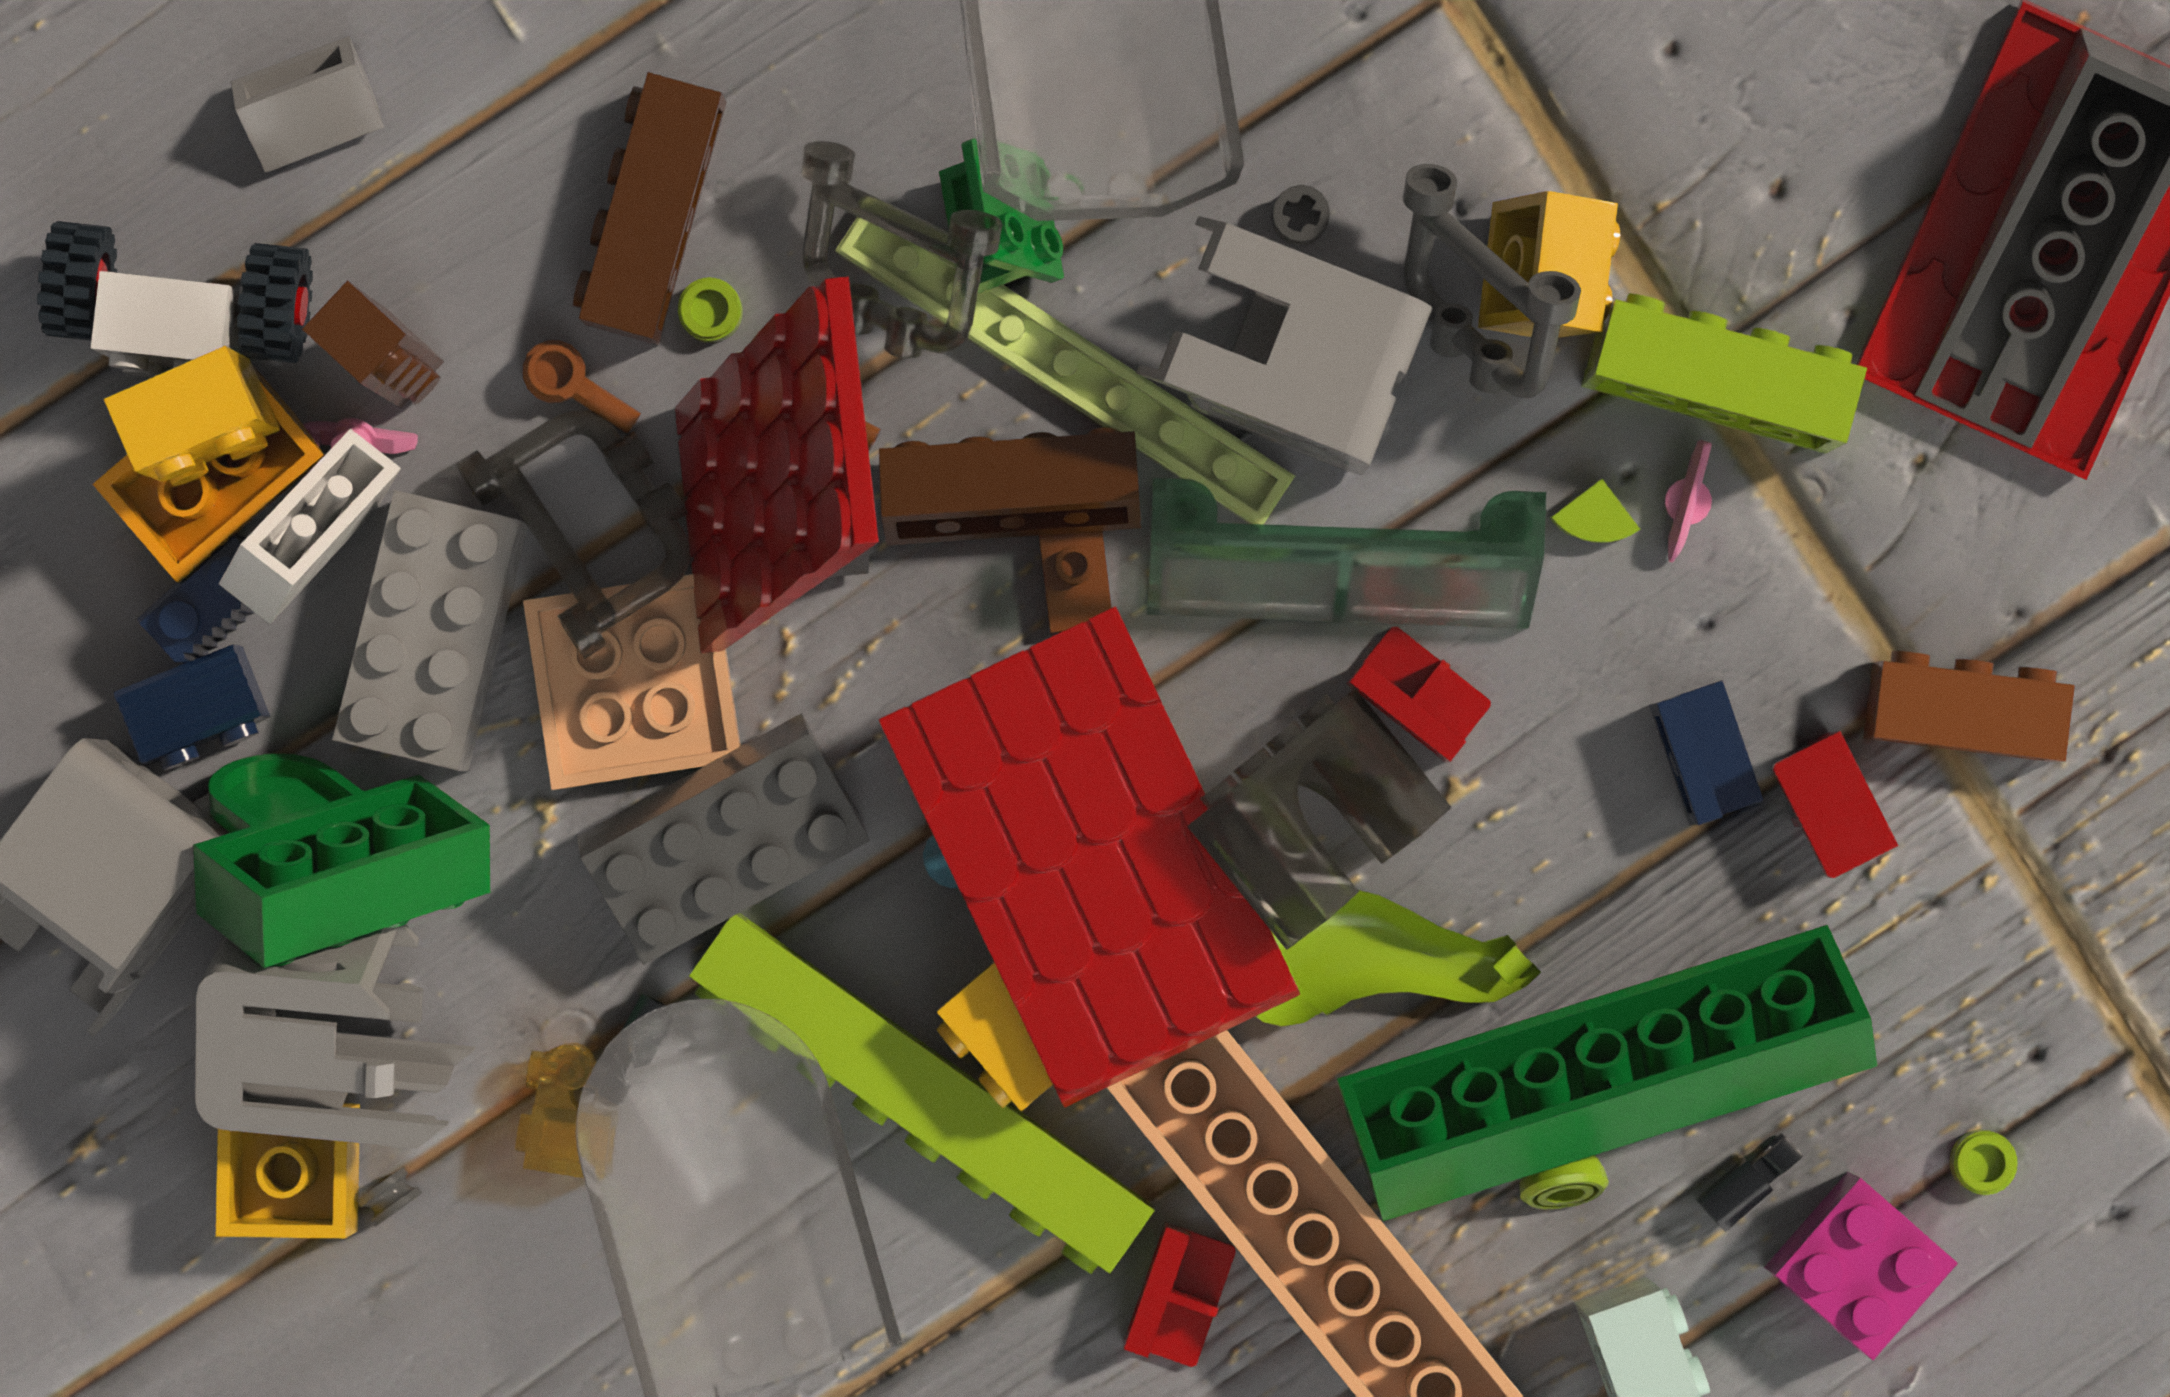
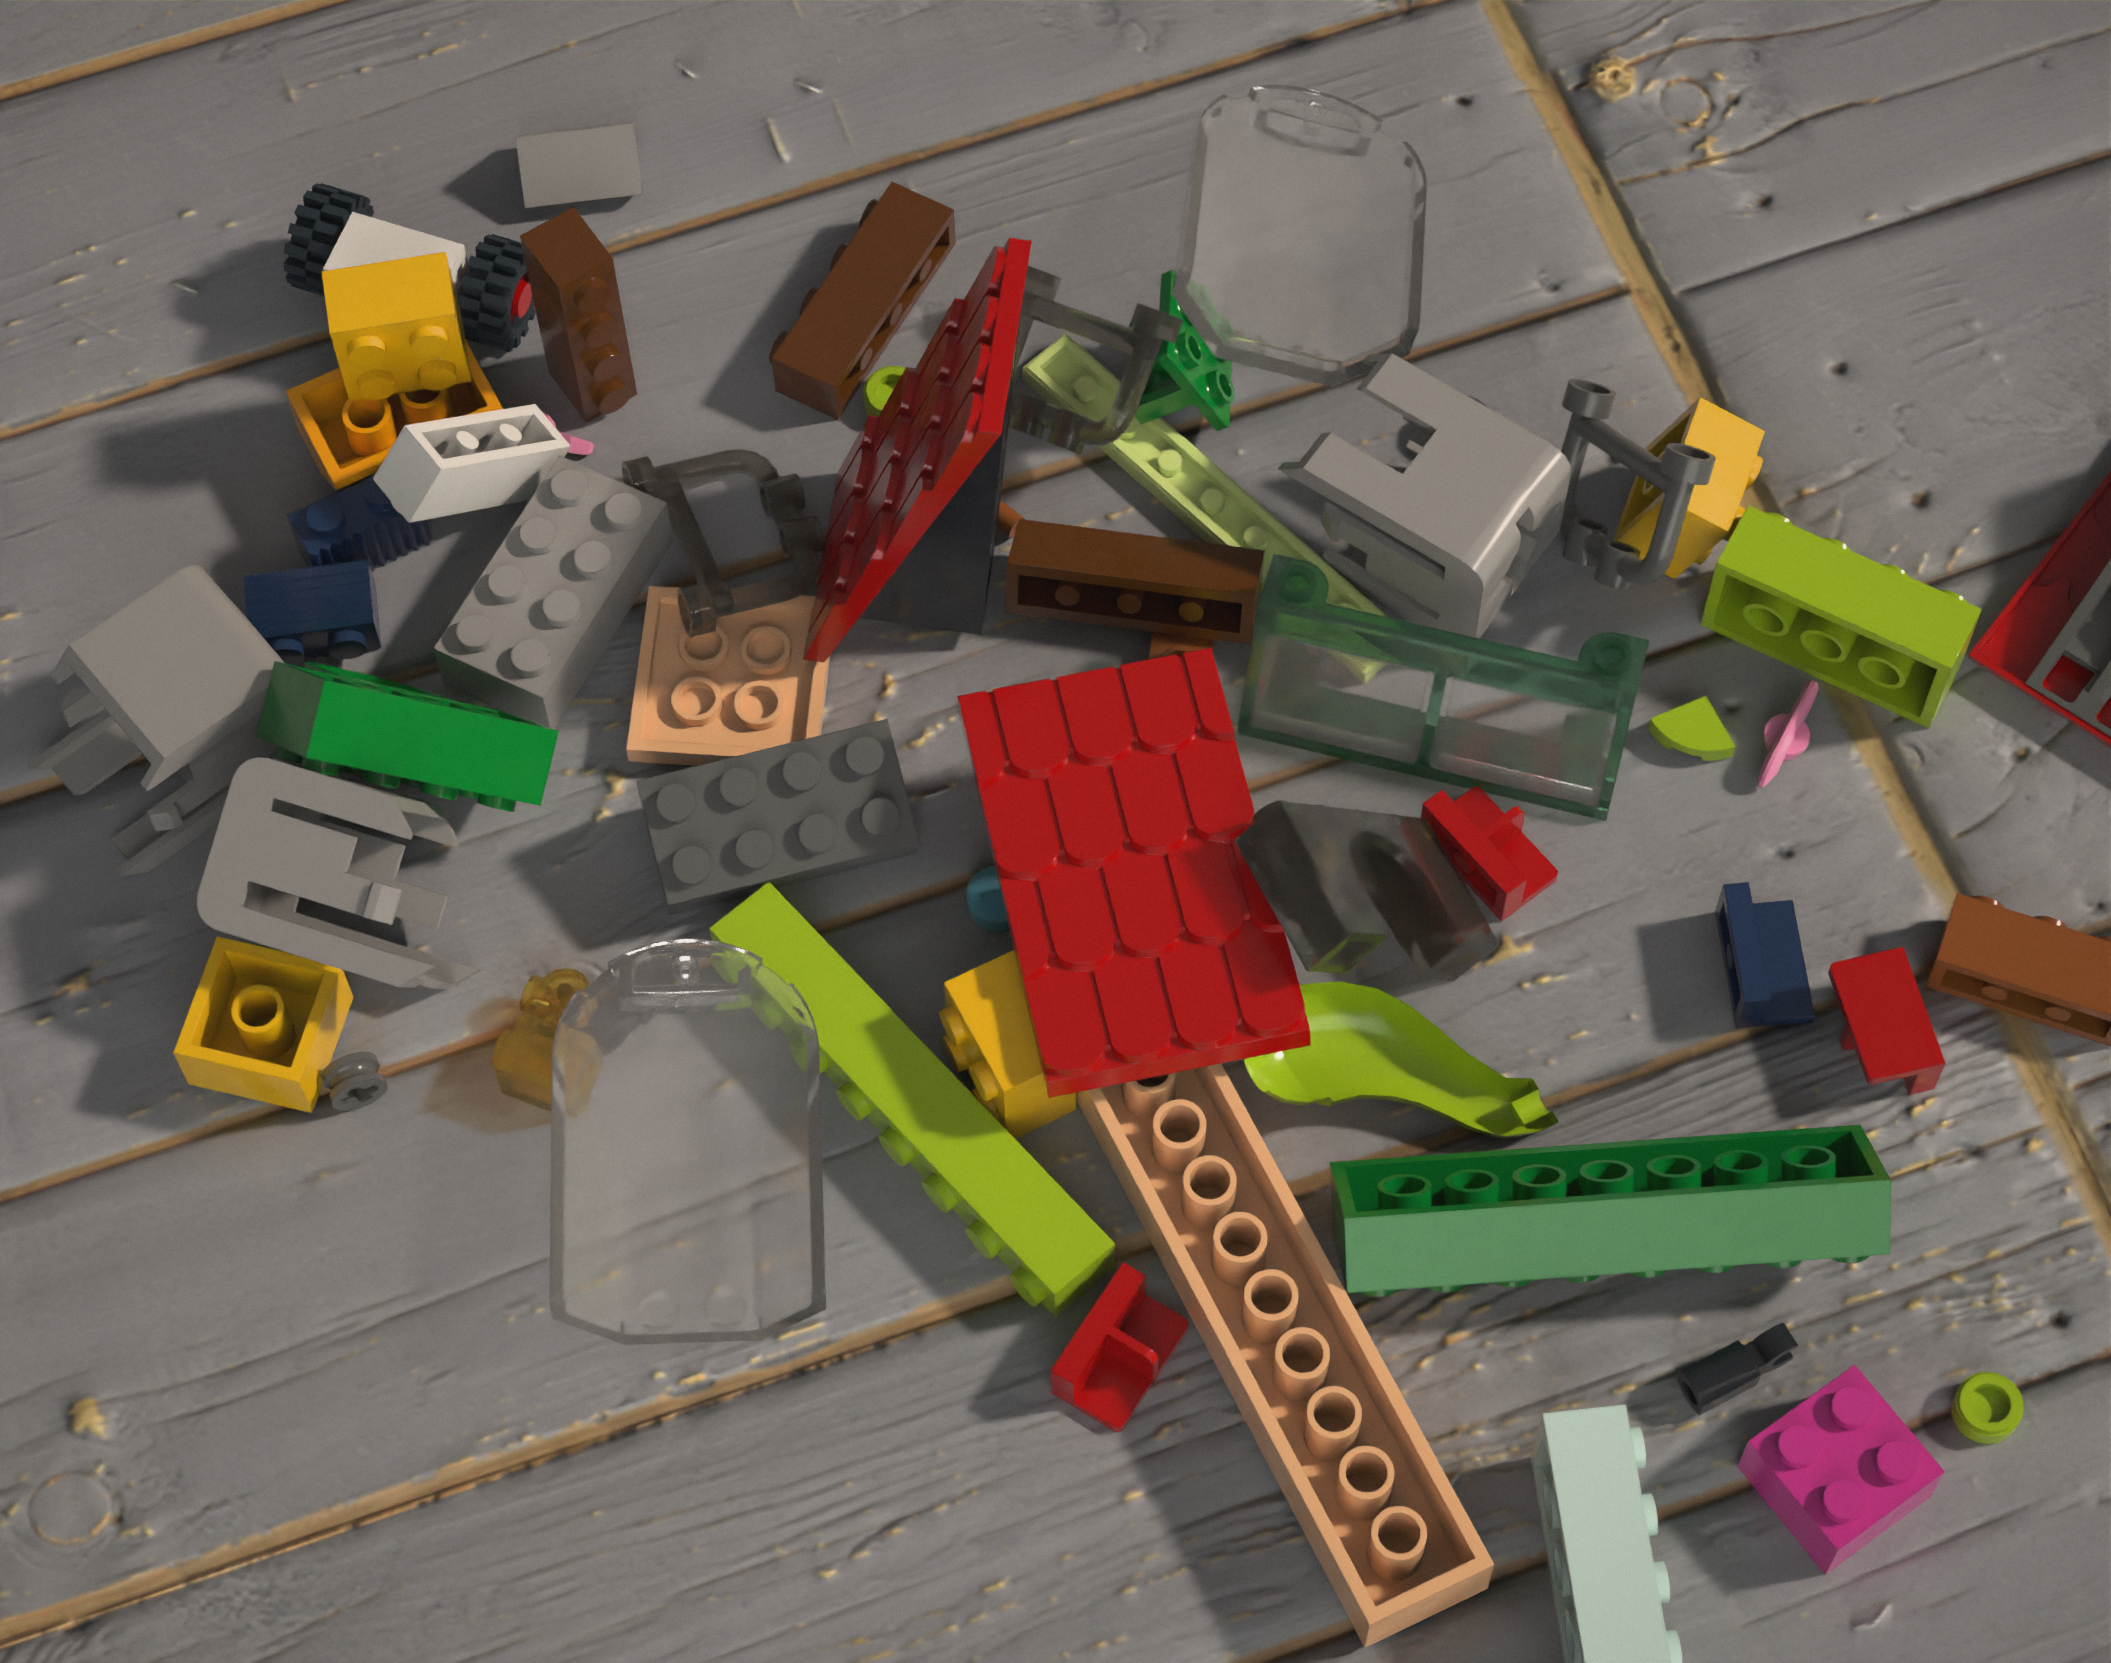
camera: 15 degrees right, 25 degrees down
(557, 373) = (739, 416): dark orange plate -> none
(1565, 1185) = (1542, 1319): lime brick -> none

